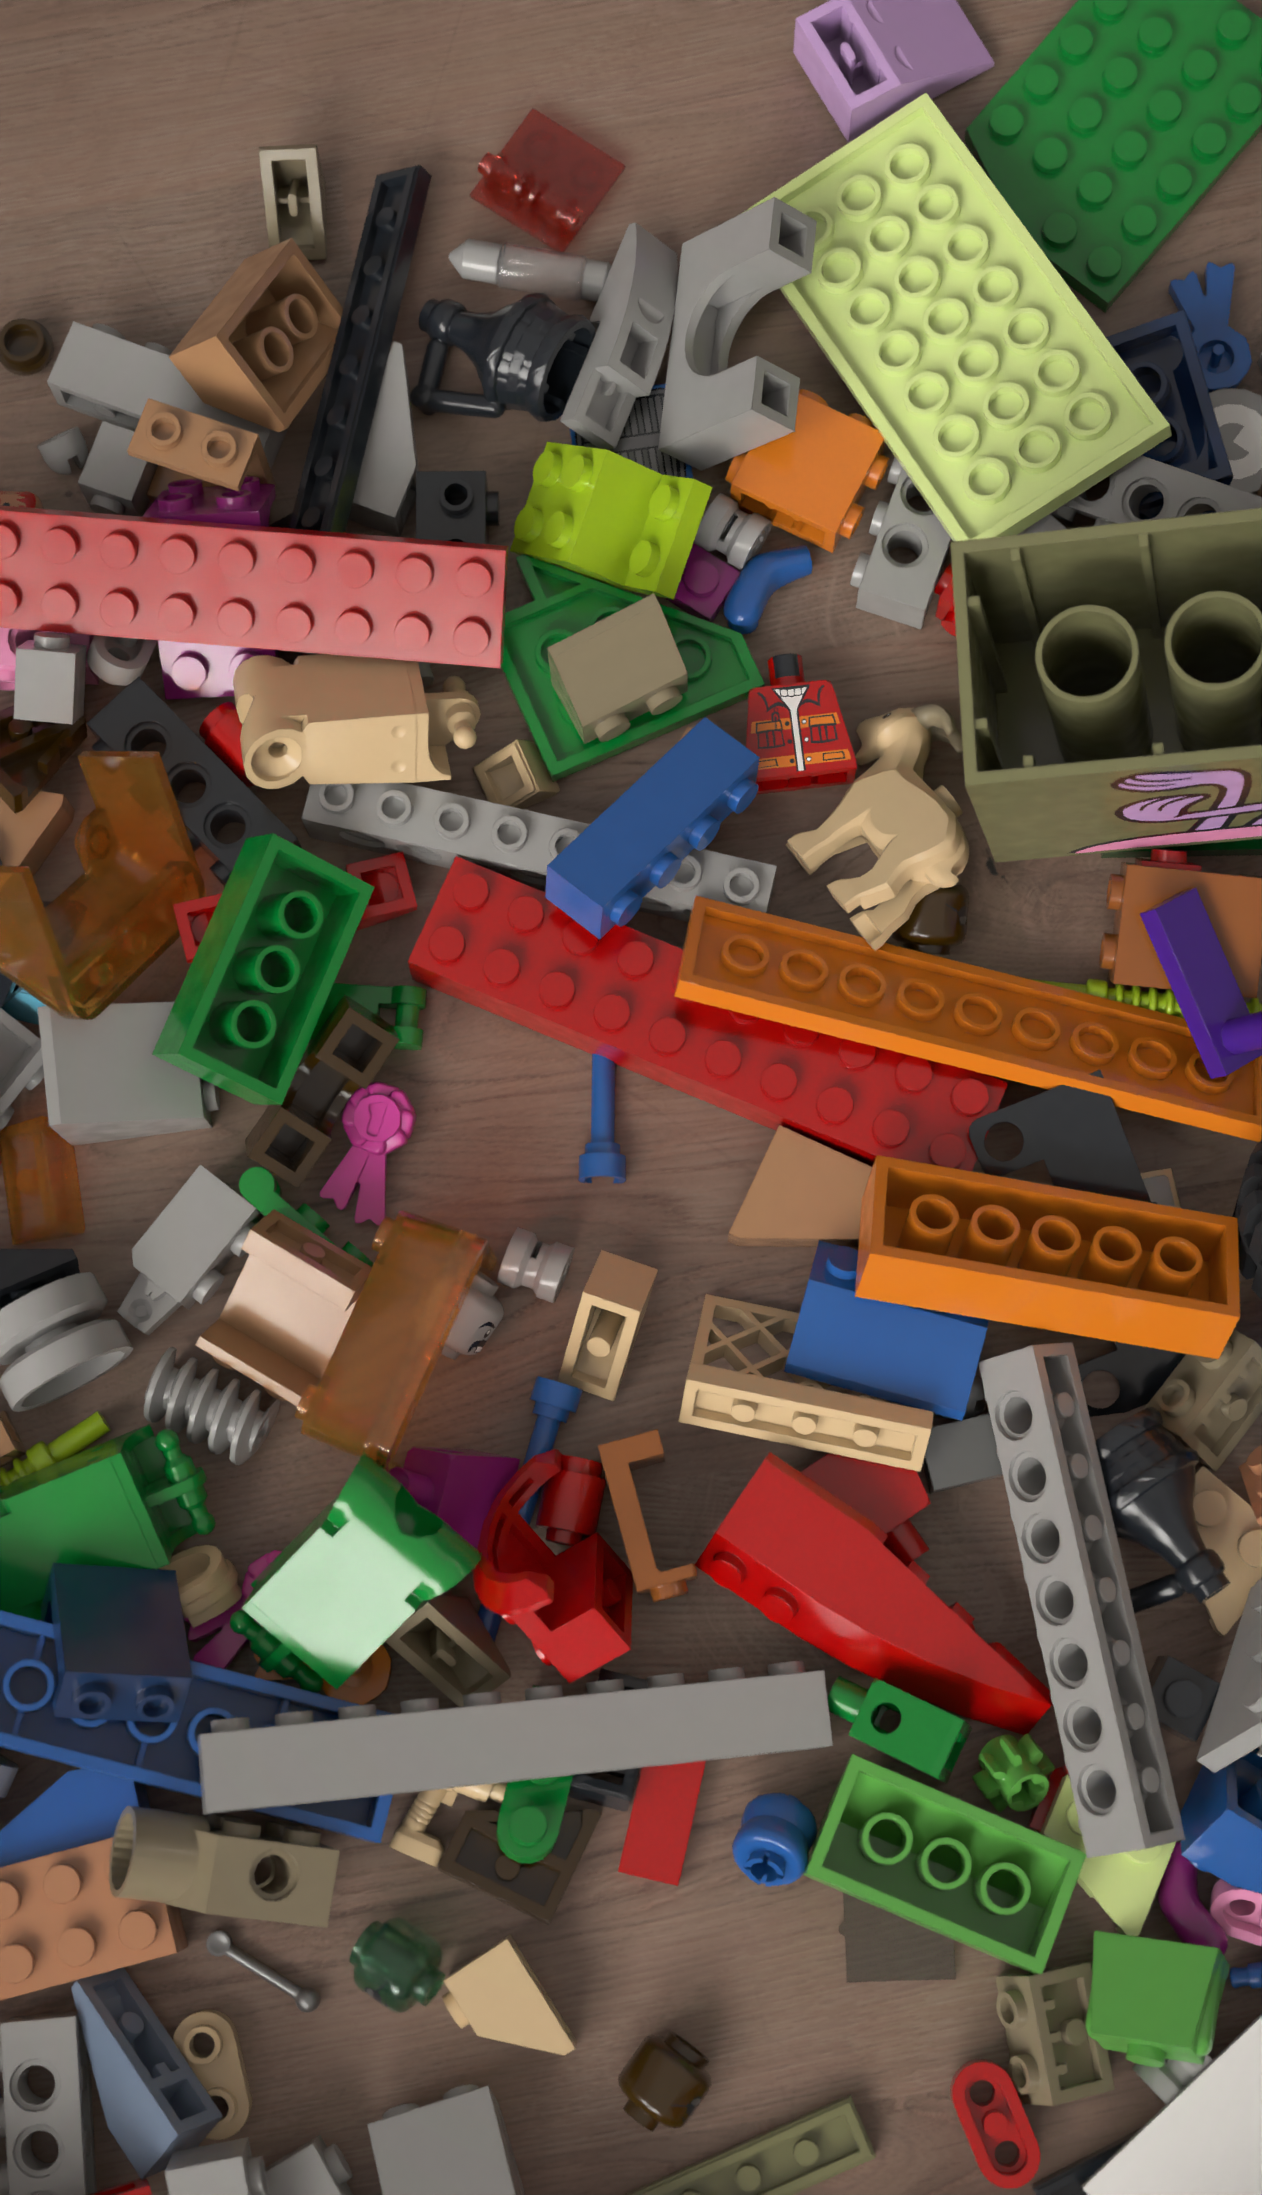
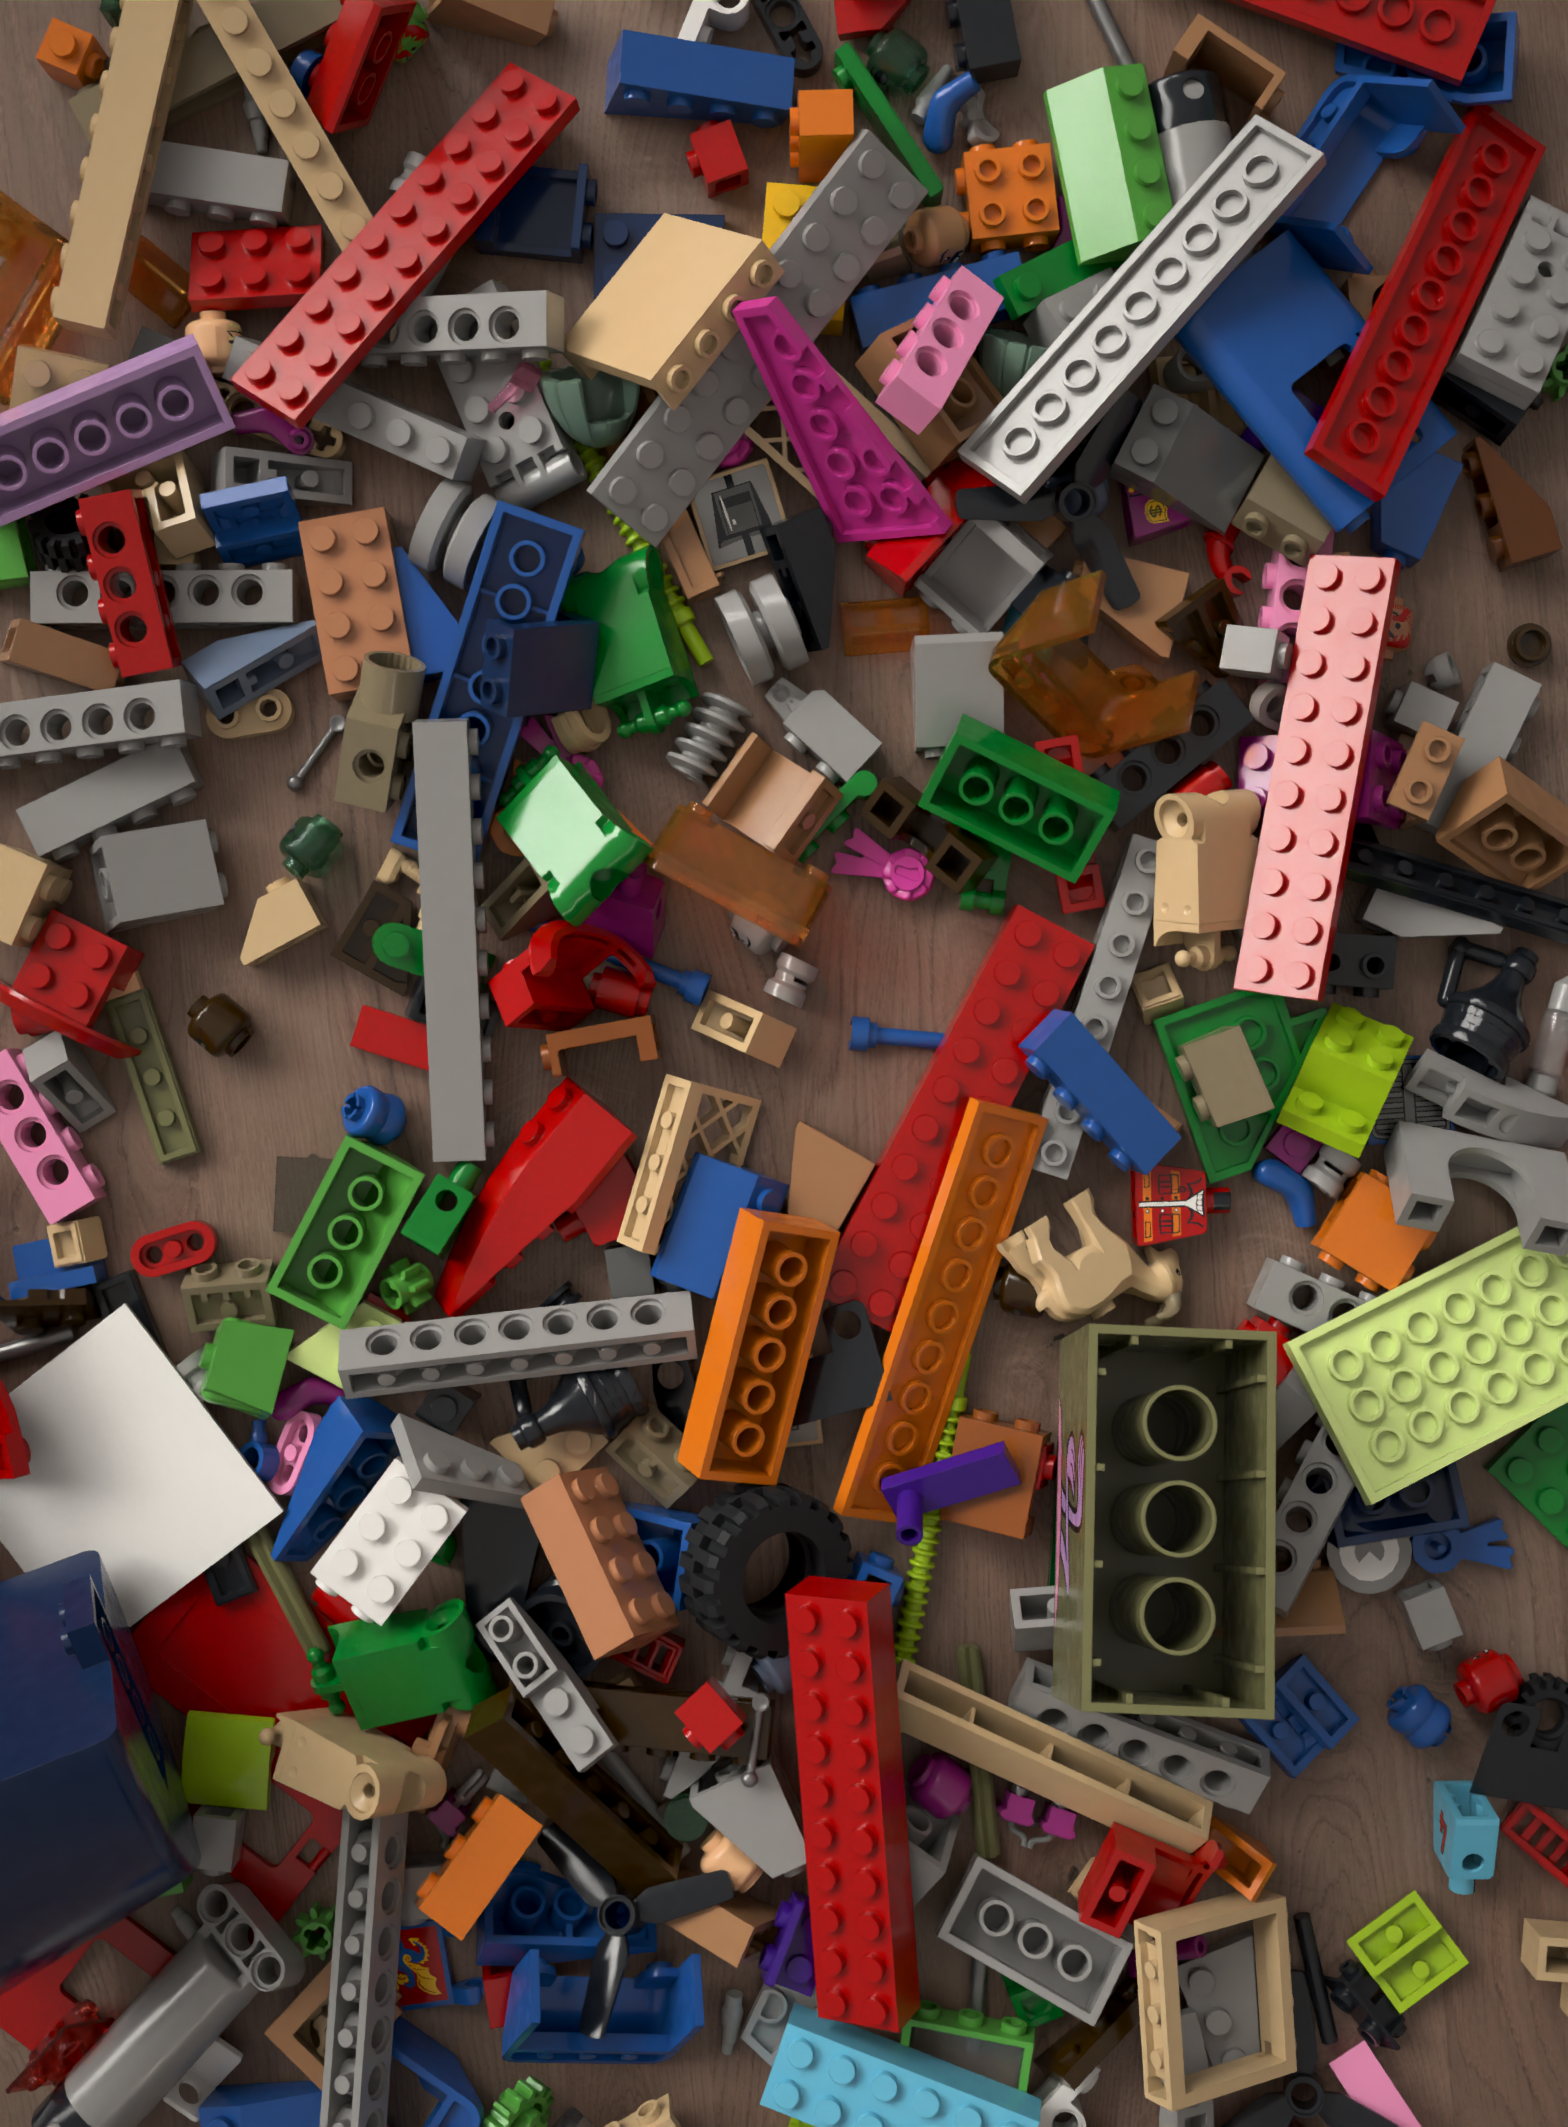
camera: 85 degrees right, 10 degrees up
(1006, 1549) = (562, 1296): none -> black bush

